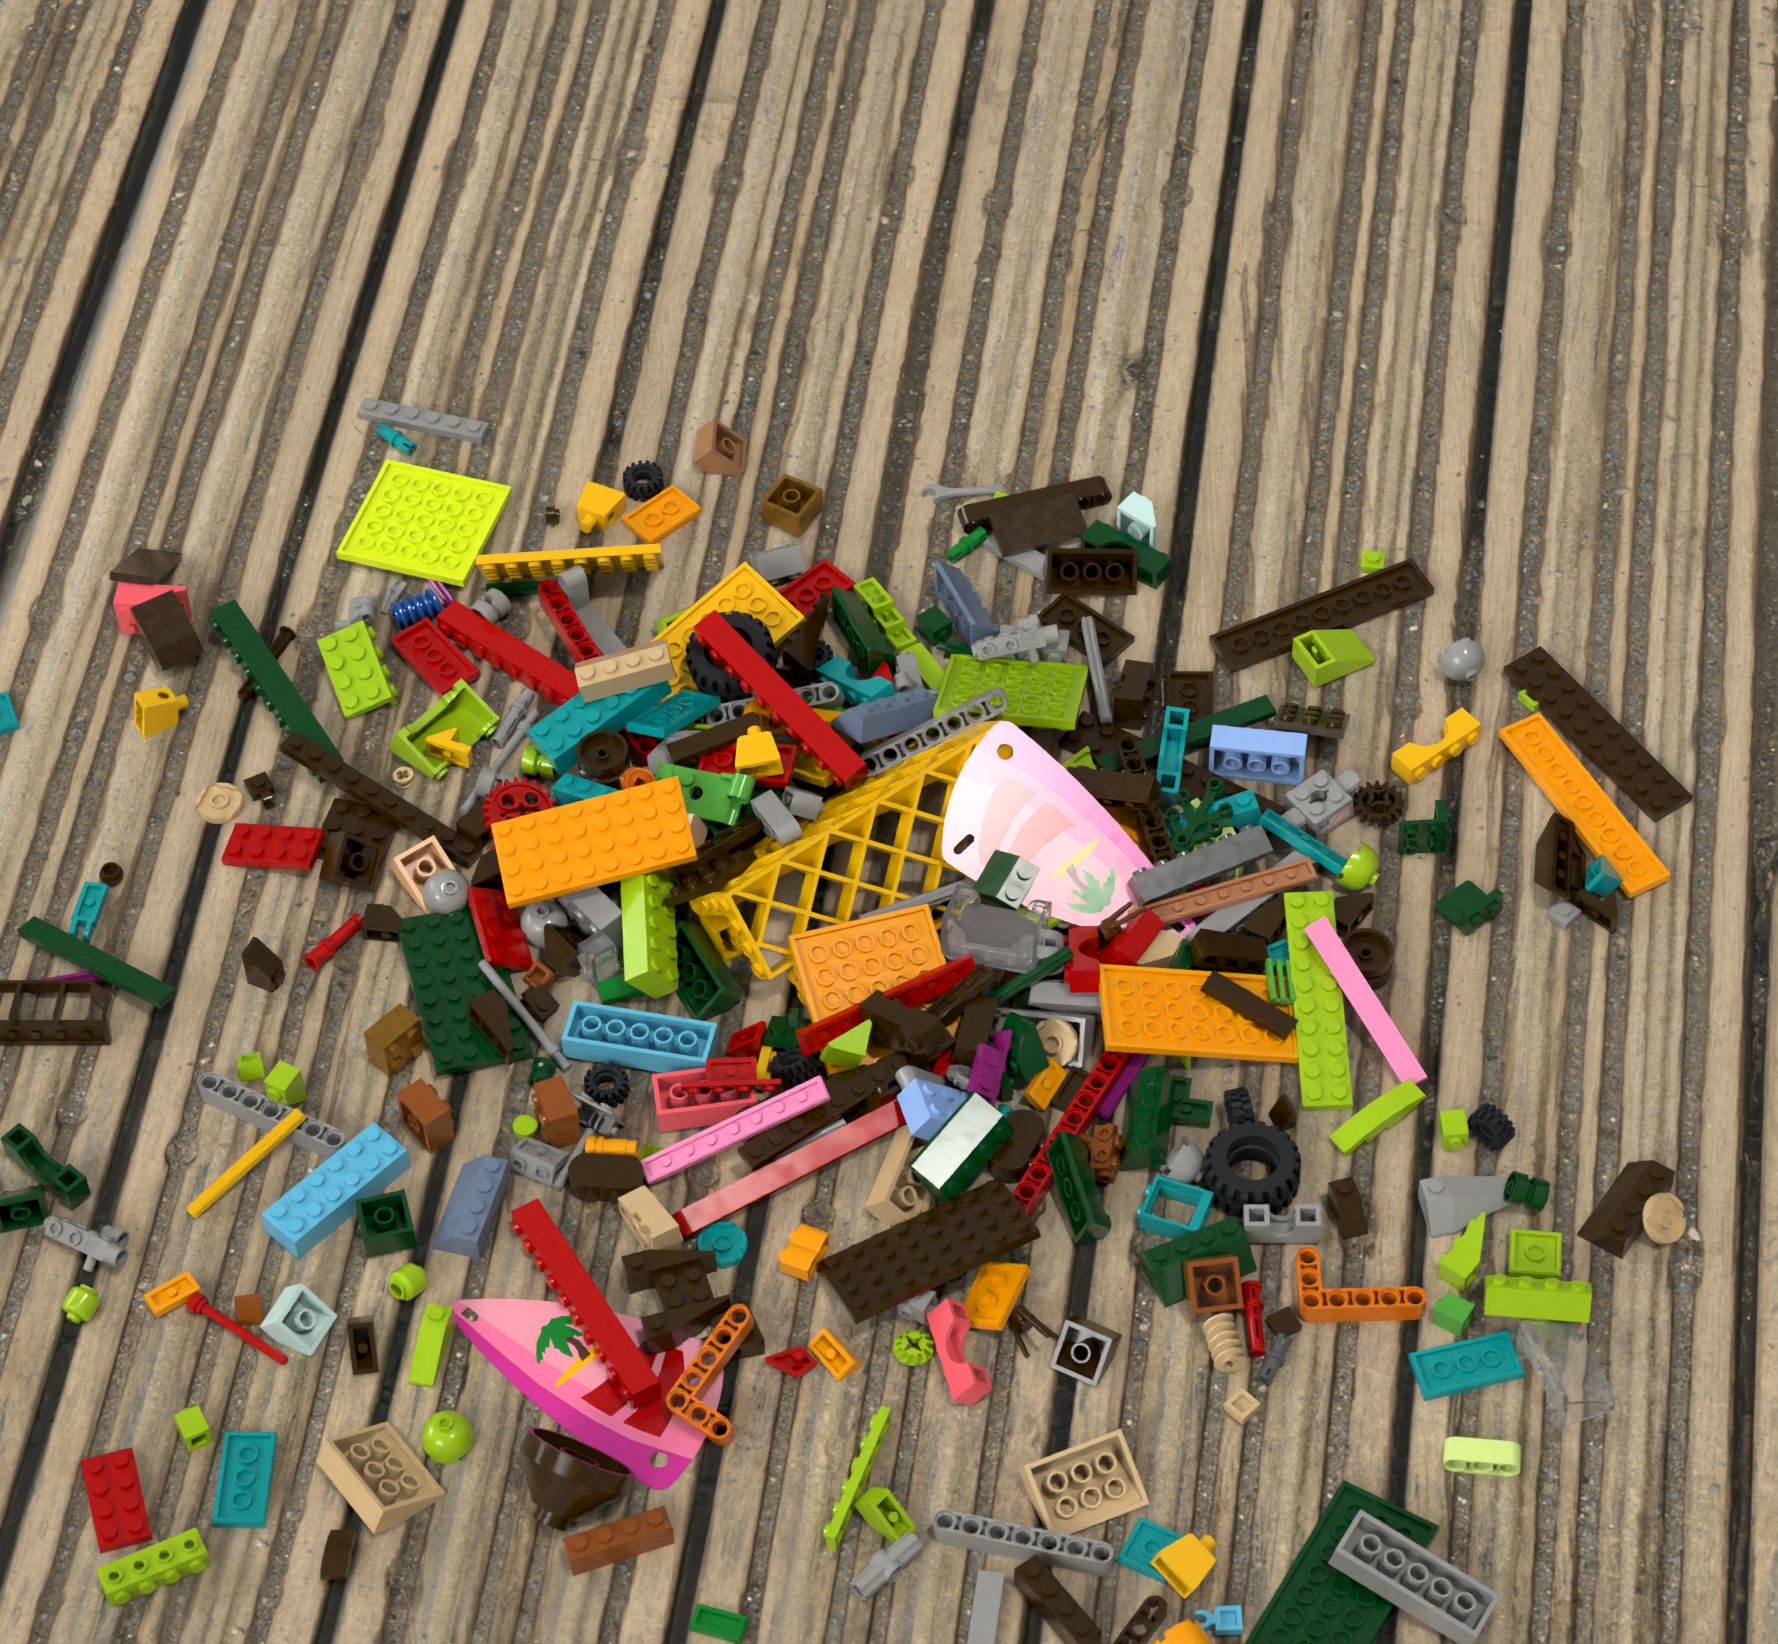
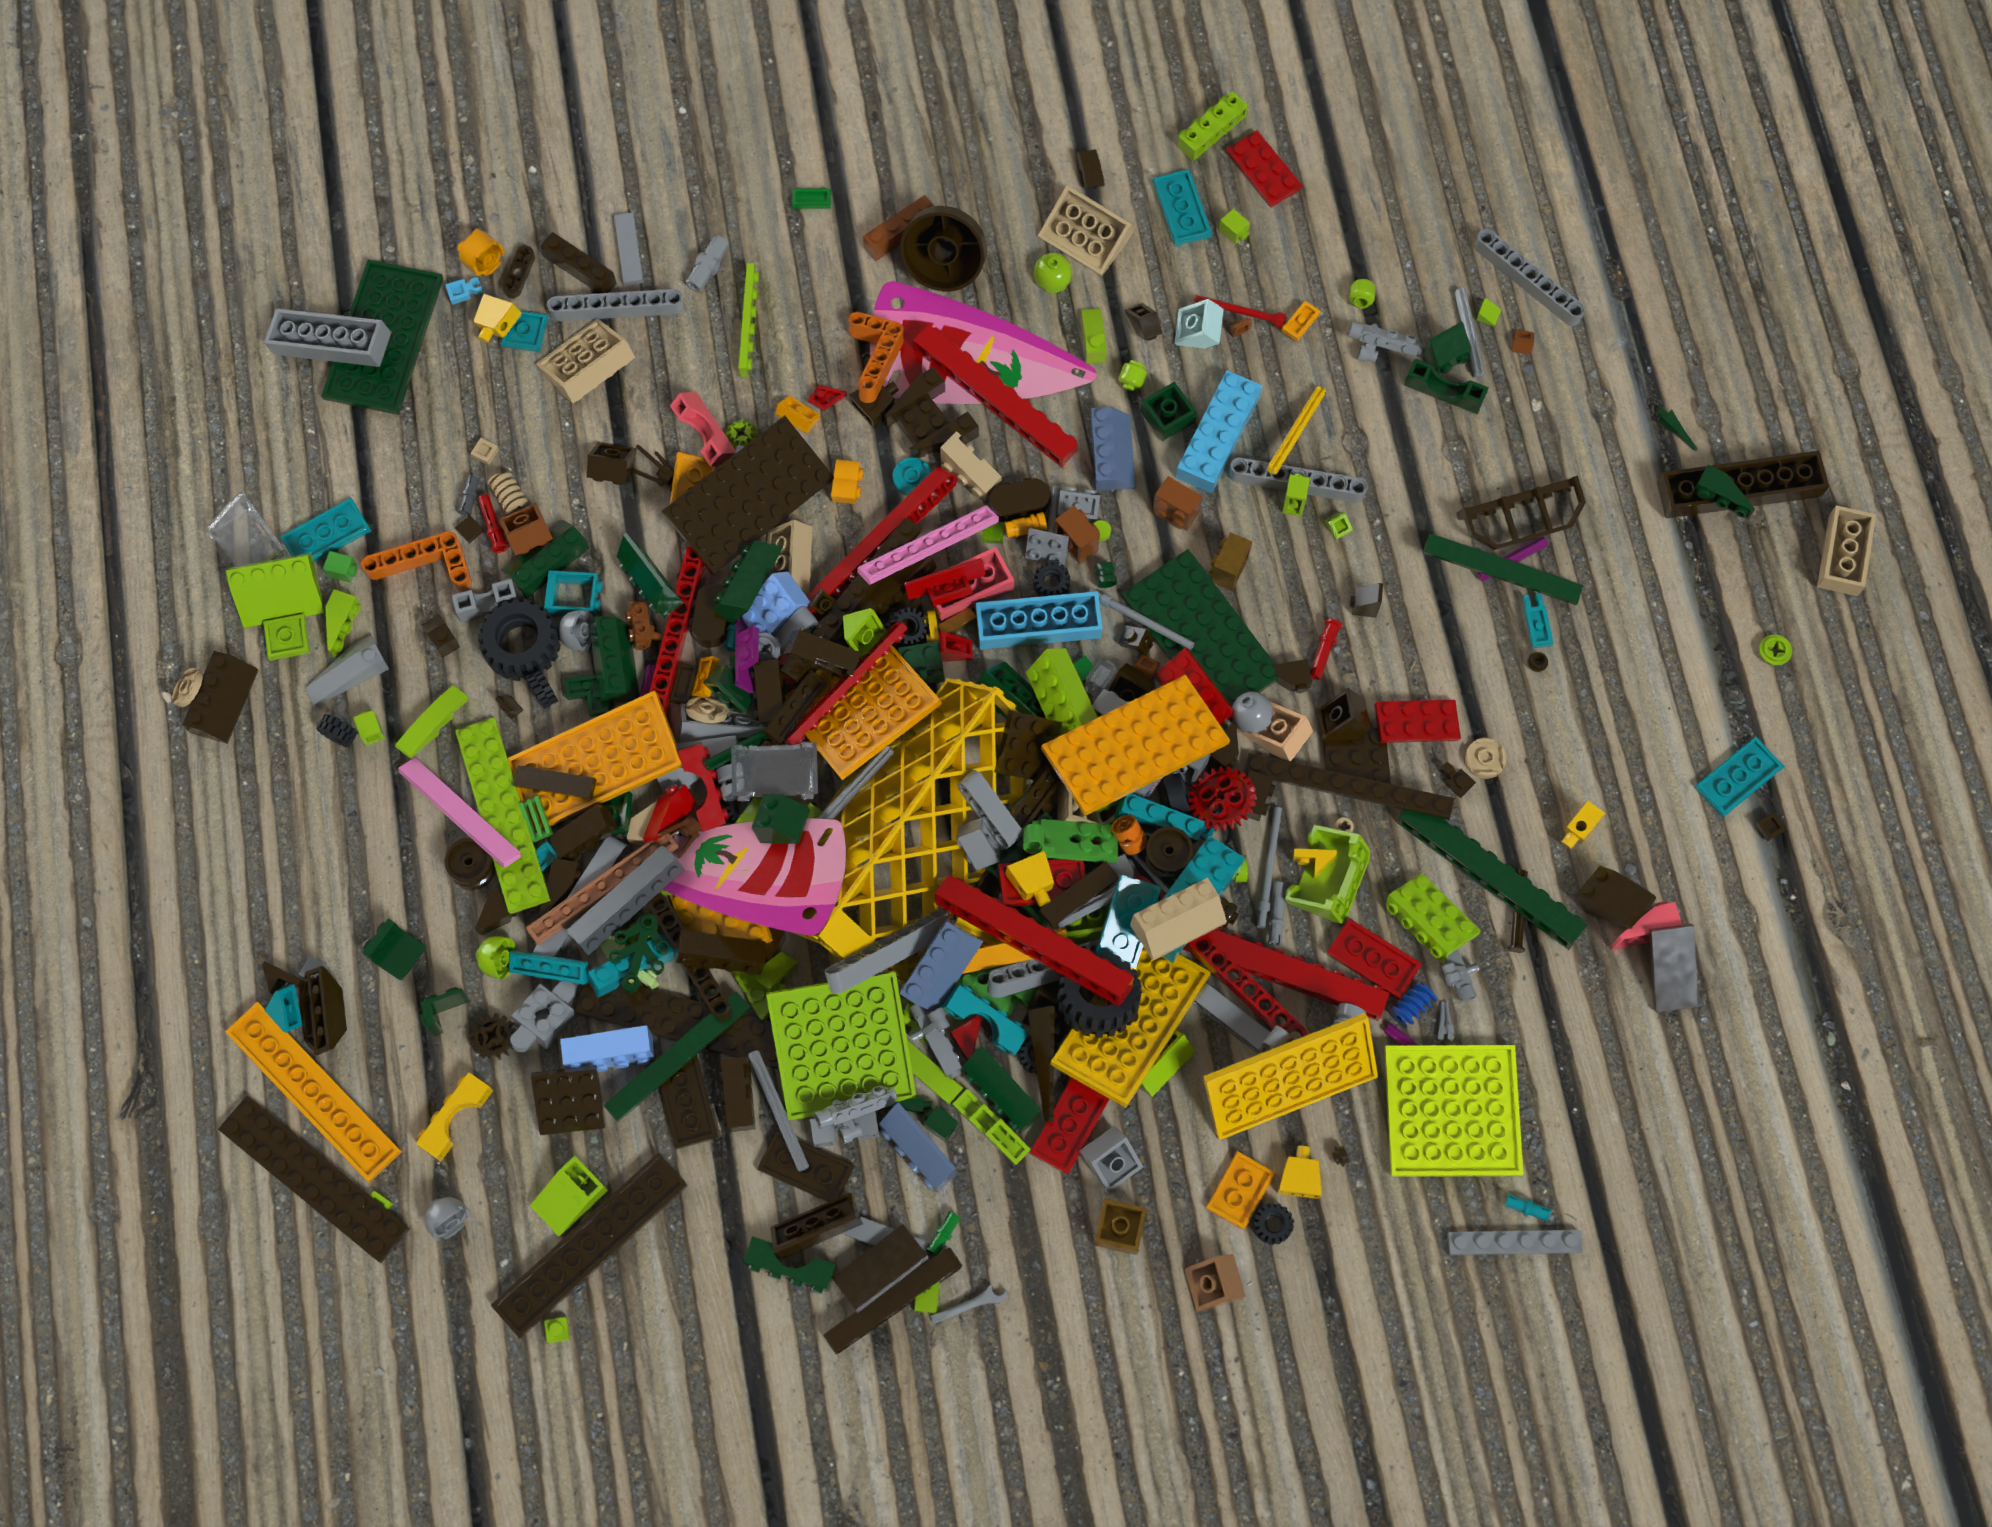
camera: 160 degrees right, 20 degrees up
(487, 780) = (1258, 830): light grey wheel -> none
(491, 1017) = (1161, 598): dark brown slope -> none
(884, 1513) = (721, 298): lime slope -> none
(1137, 519) = (786, 1296): light aqua slope -> none
(1172, 753) = (679, 996): teal arch -> none
(1482, 1456) = (299, 459): yellowish green beam -> none
(1530, 1192) = (299, 680): dark green wheel -> none

